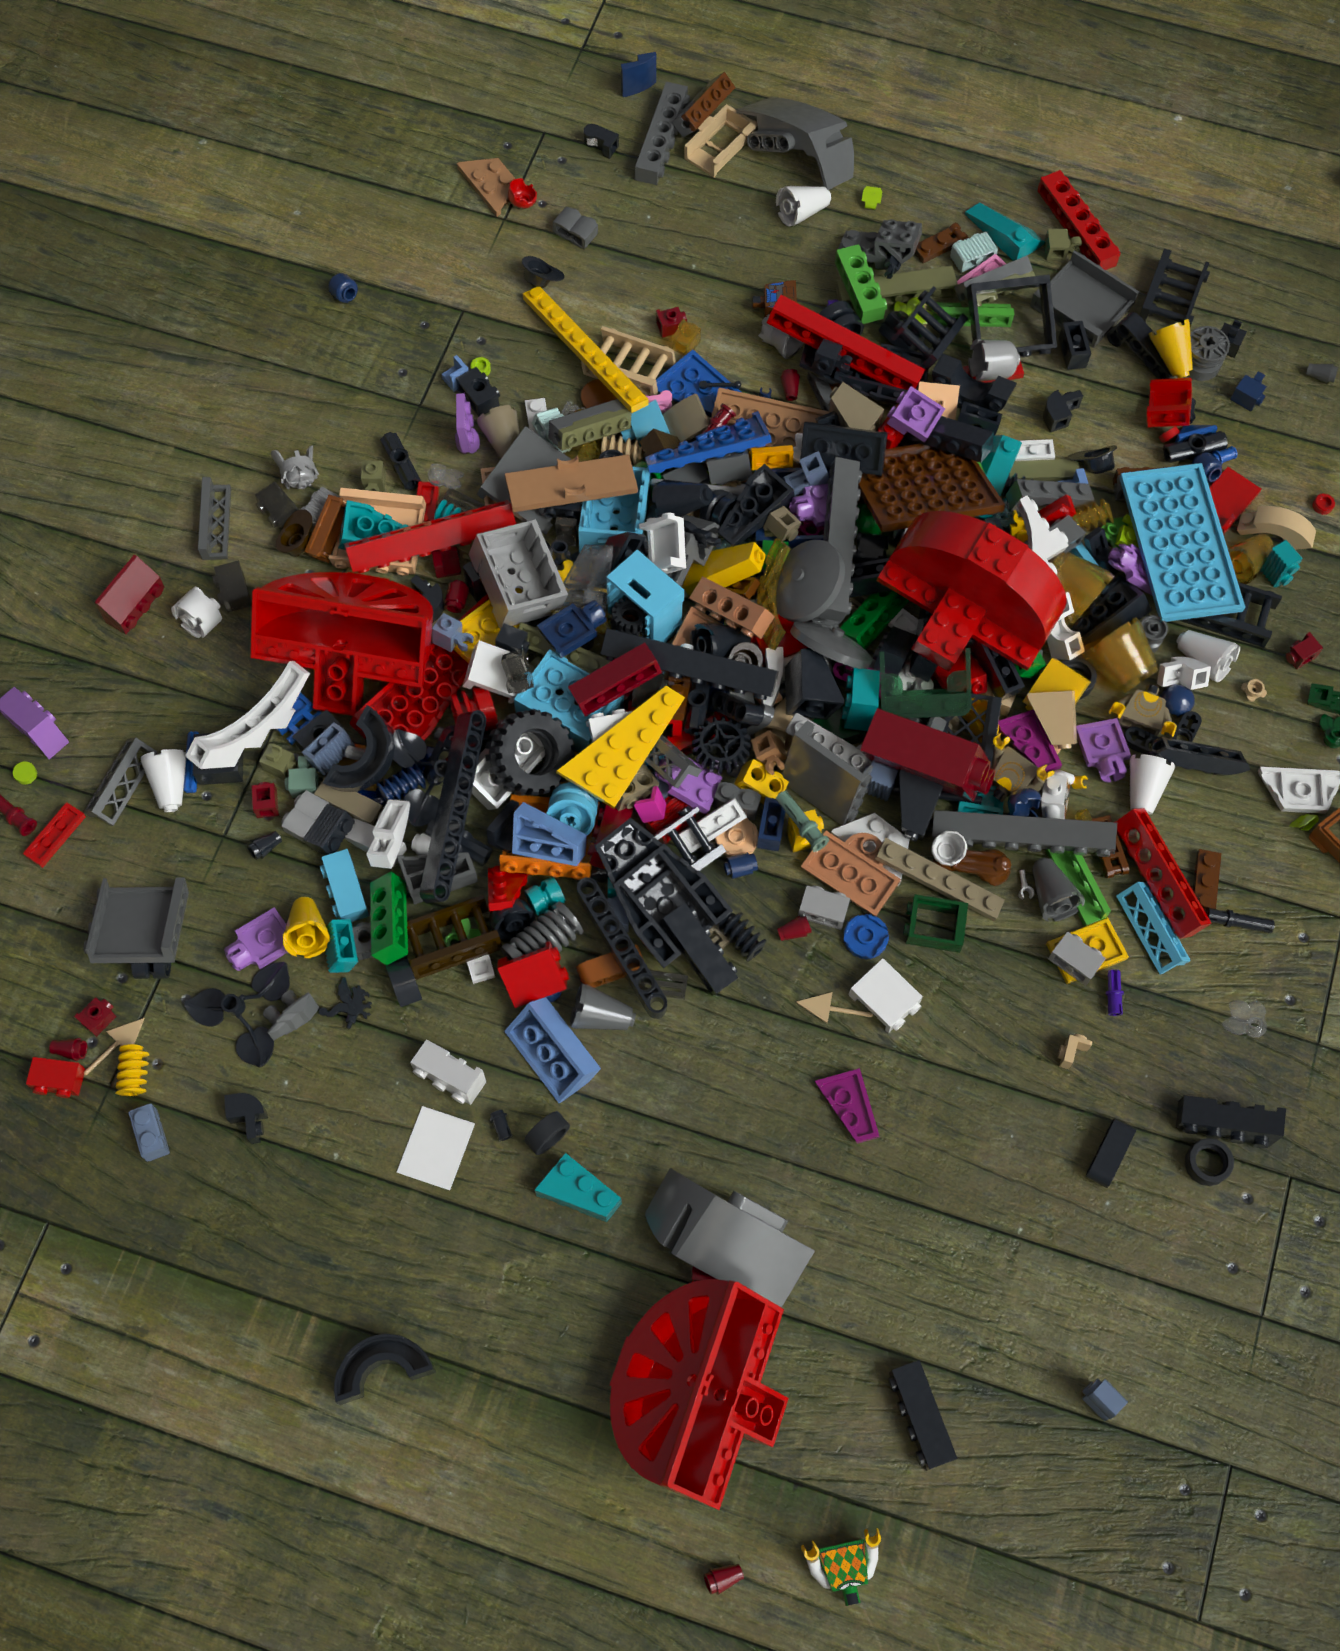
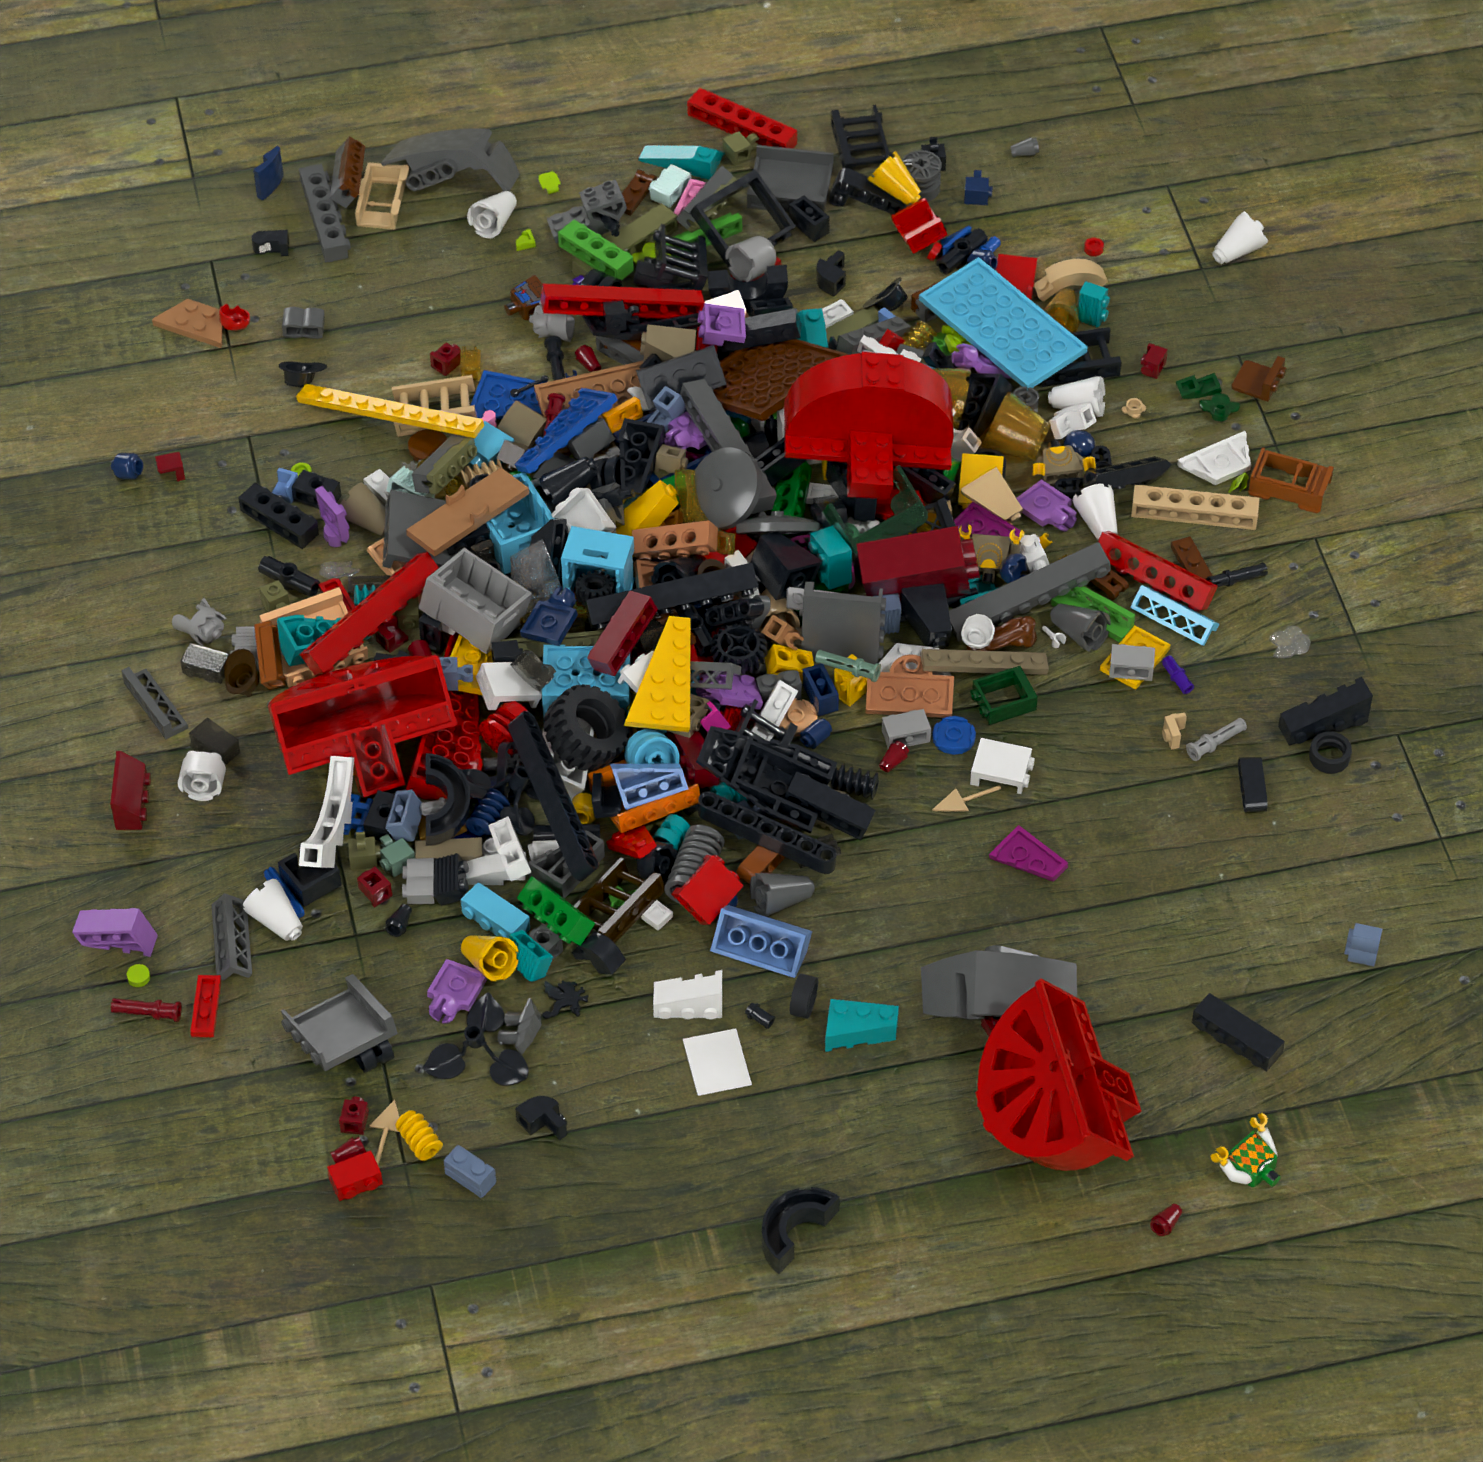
camera: 30 degrees left, 15 degrees down
(378, 304) = (169, 463): none -> dark red panel
(419, 374) = (278, 515): none -> black brick
(482, 822) = (583, 806): none -> yellow head
(764, 366) = (555, 356): none -> black pin
(814, 243) = (525, 241): none -> lime tile
(1096, 1082) = (1209, 742): none -> light grey pin
(1251, 836) = (1195, 507): none -> tan brick

